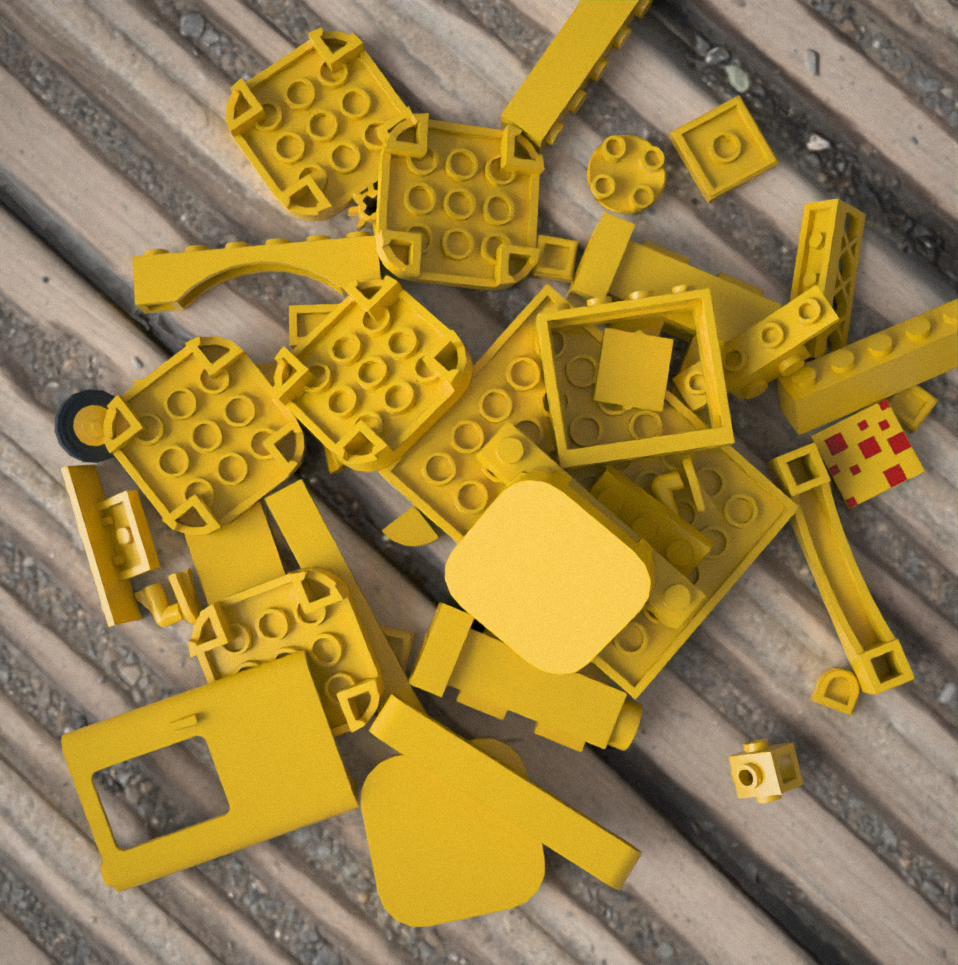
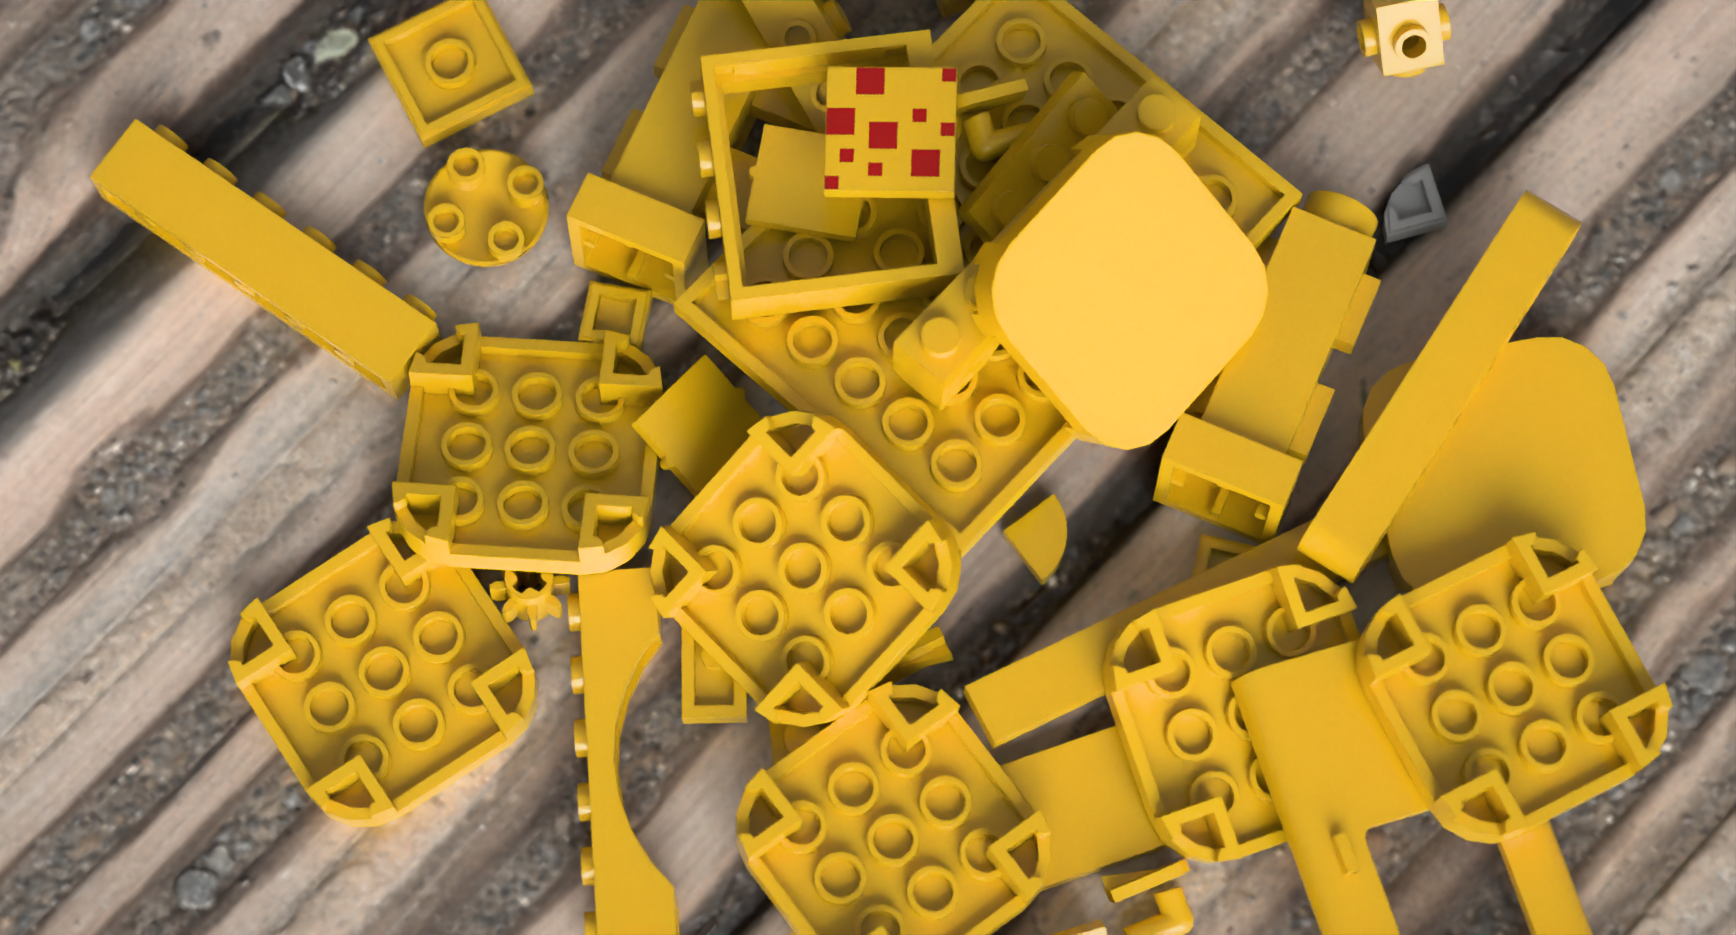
camera: 85 degrees left, 10 degrees down
(297, 834) = (1511, 689): none -> yellow tile
(476, 310) = (697, 424): none -> yellow piece
(641, 775) = (1413, 207): none -> light grey tile
(657, 416) = (890, 132): none -> yellow tile

